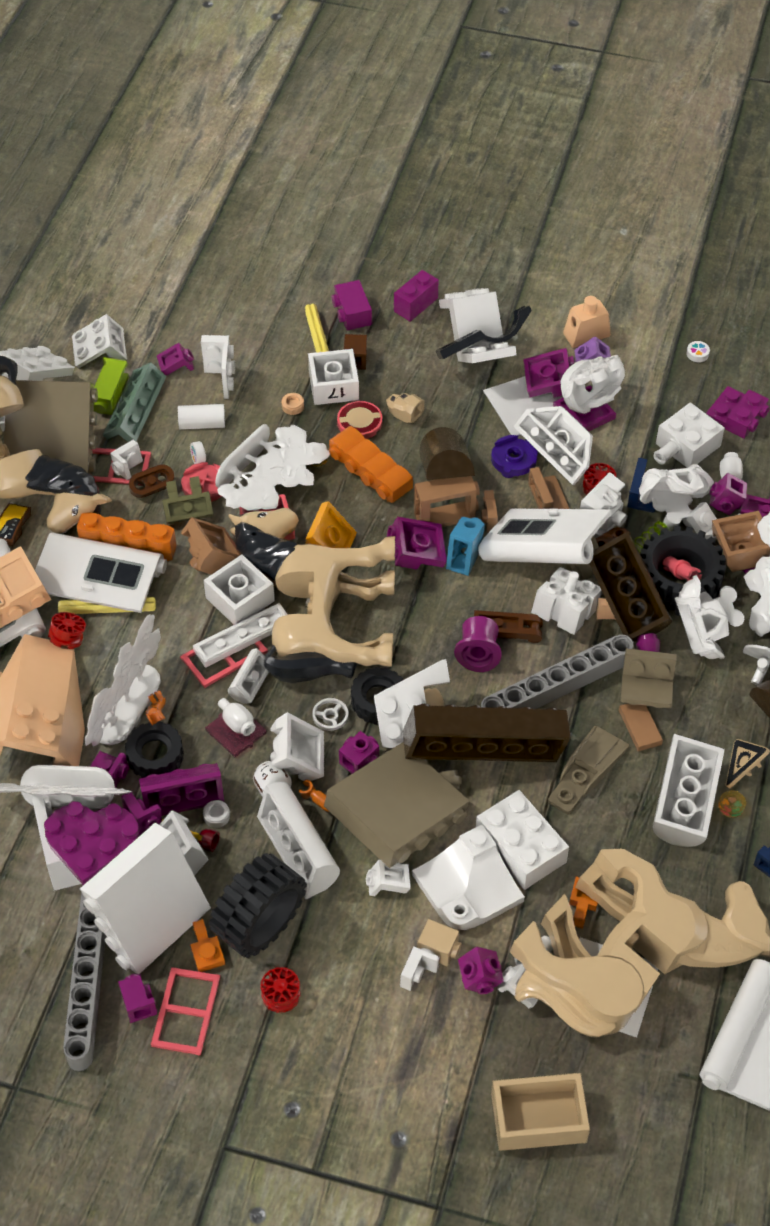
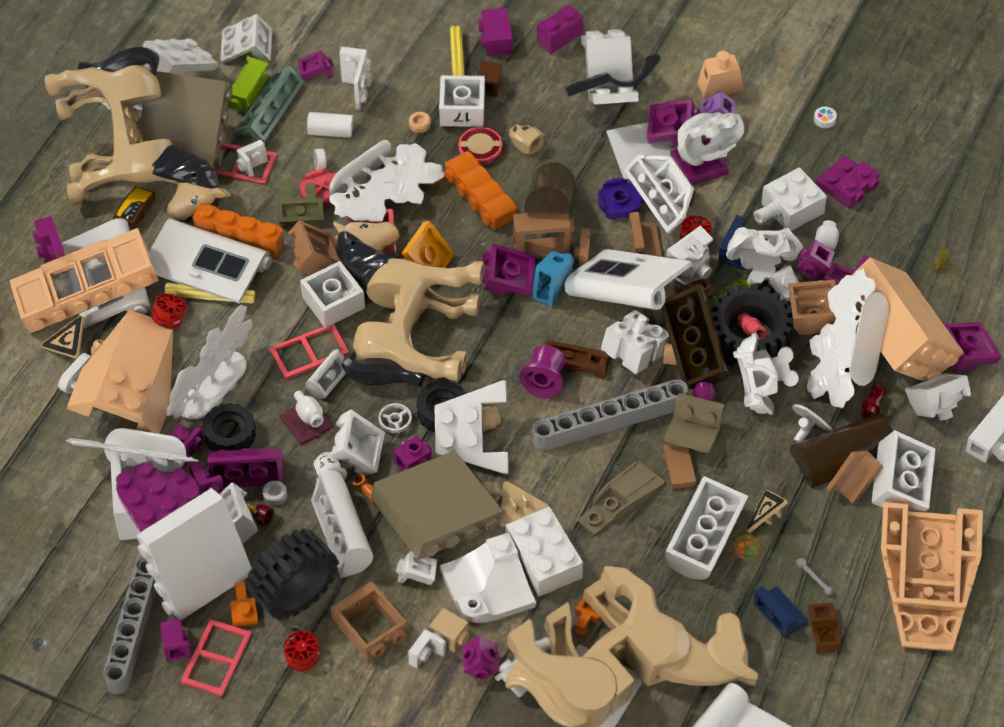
camera: 10 degrees right, 0 degrees up
(150, 480) = (270, 180): reddish brown plate -> none
(154, 711) = (235, 394): orange arm -> none
(238, 636) = (324, 336): white tile -> none
(333, 924) = (359, 602): none -> medium nougat window
(481, 790) = (517, 504): none -> tan piece
(485, 733) = (529, 452): dark brown brick -> none

